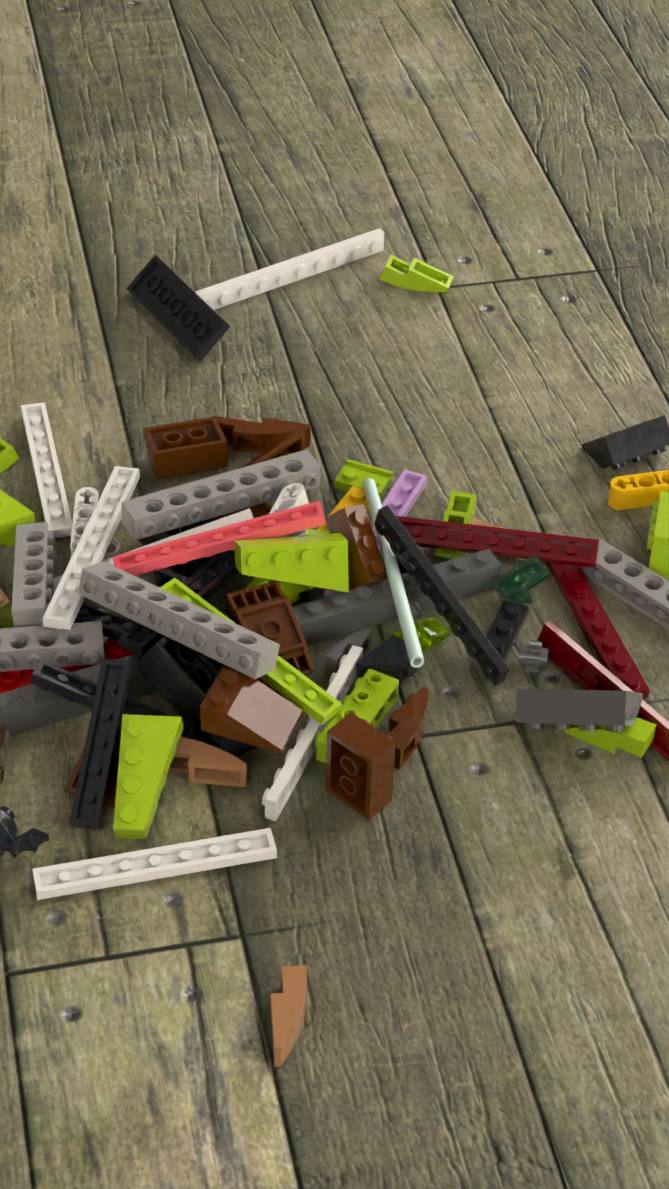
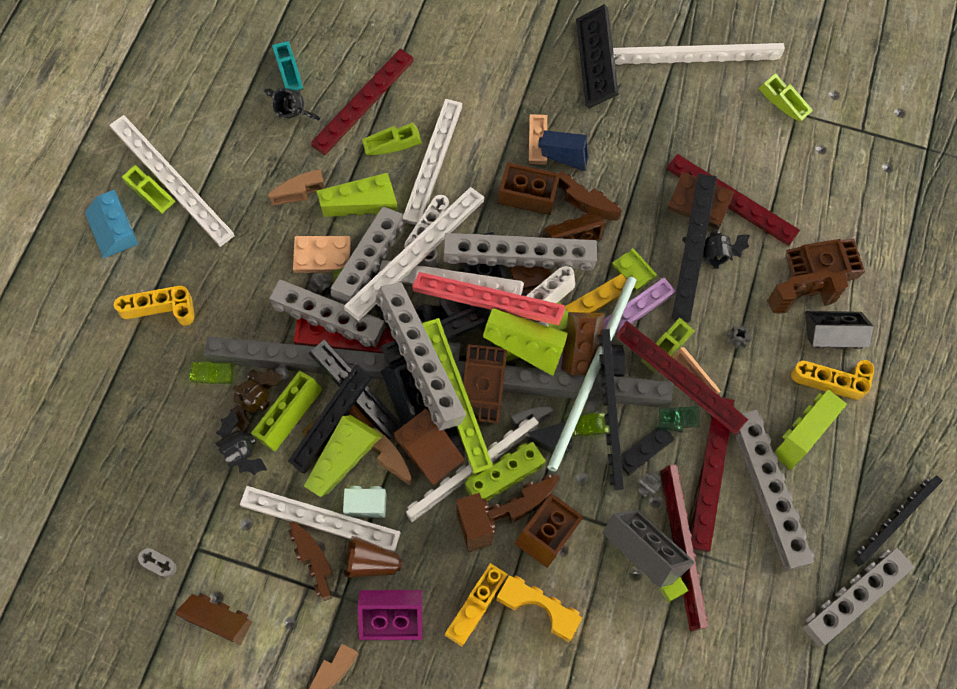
camera: 30 degrees right, 25 degrees up
(34, 768) = (287, 411): none -> lime brick
(89, 1027) = (215, 618): none -> reddish brown slope
(160, 402) = (537, 125): none -> light nougat plate
(172, 900) = (310, 552): none -> reddish brown slope
(203, 394) = (565, 148): none -> dark blue slope
(203, 818) = (365, 502): none -> light aqua brick
(250, 870) = (369, 559): none -> reddish brown cone
(320, 917) = (390, 614): none -> magenta slope
(393, 386) = (683, 199): none -> reddish brown brick
(418, 424) = (694, 247): none -> black plate
(420, 857) = (476, 605): none -> yellow slope
(426, 380) = (742, 205): none -> dark red plate
(443, 418) = (721, 246): none -> black helmet
(451, 752) = (548, 530): none -> reddish brown slope
(528, 489) = (739, 336): none -> dark grey gear
(531, 825) = (563, 620): none -> yellow arch
(565, 389) = (830, 255): none -> reddish brown plate
(579, 406) = (826, 283): none -> reddish brown plate

